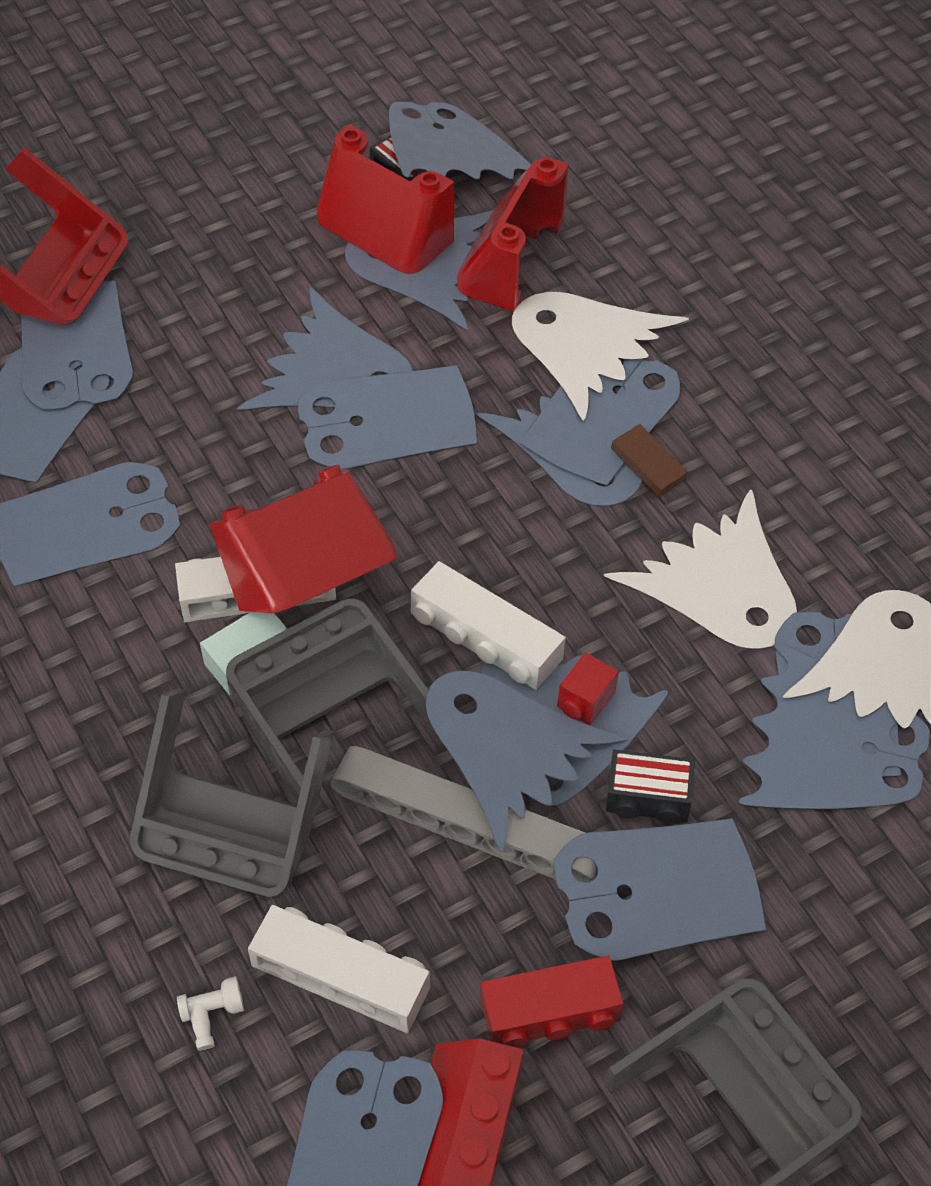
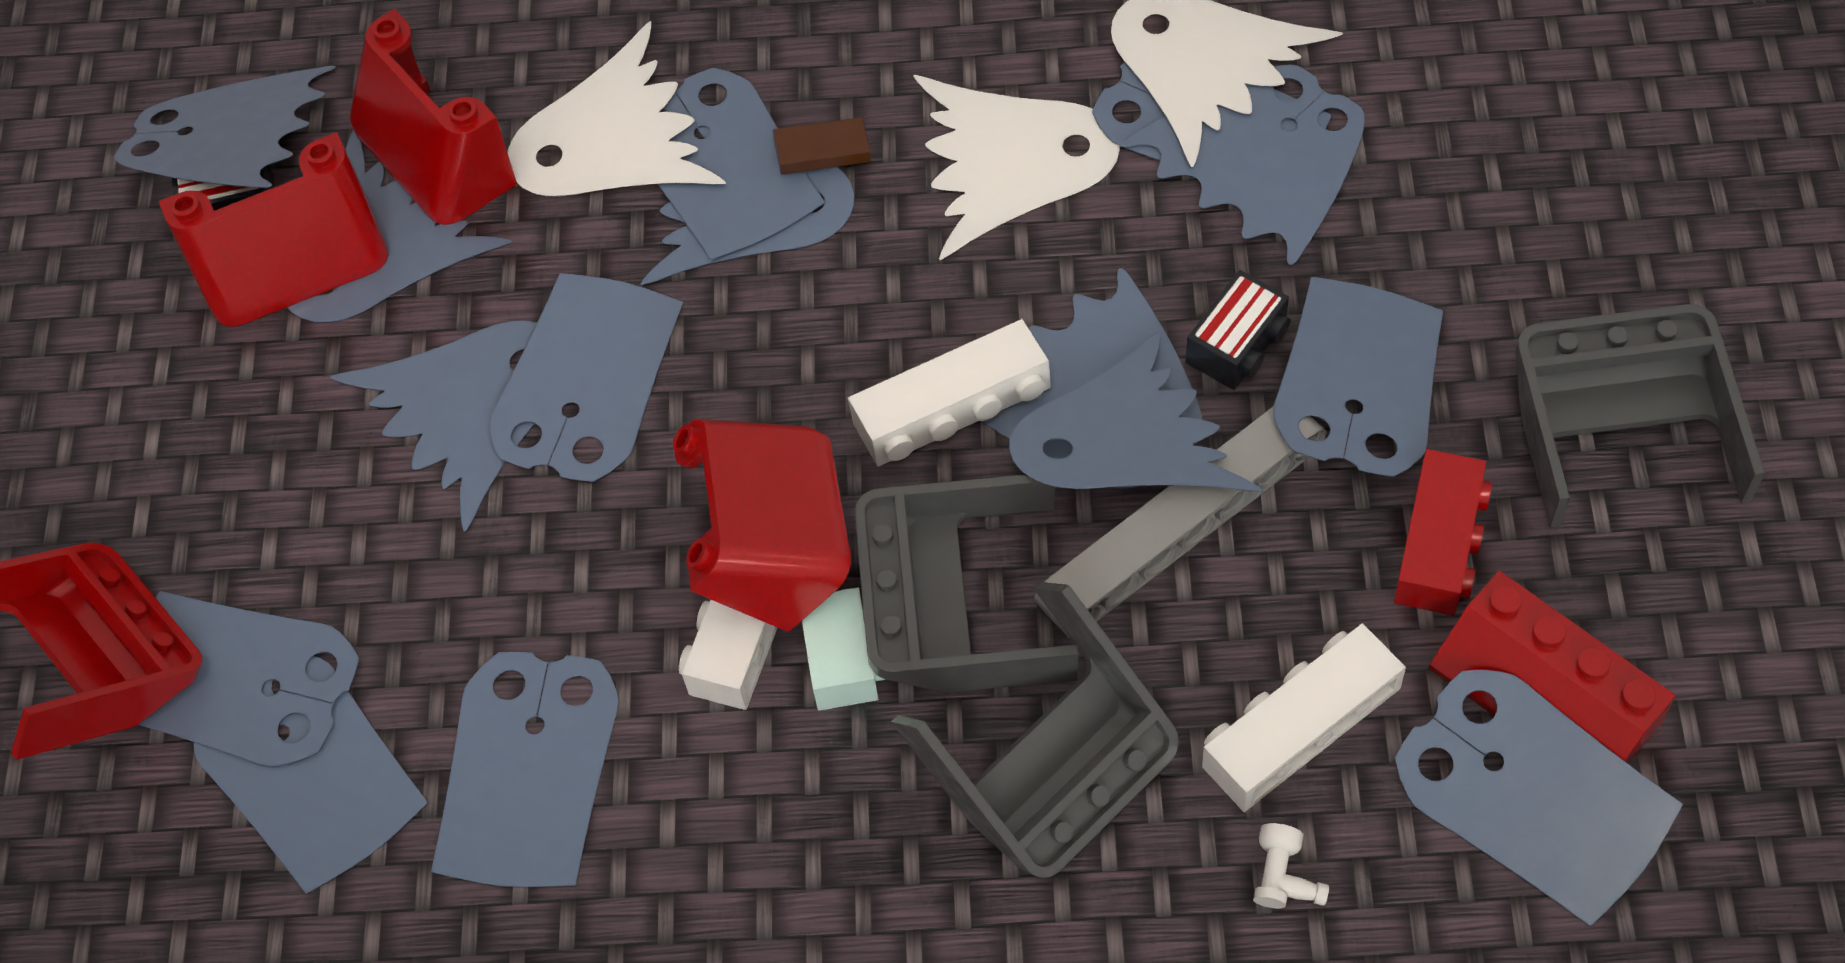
camera: 55 degrees left, 5 degrees up
(587, 689) = (1088, 333): red brick -> none

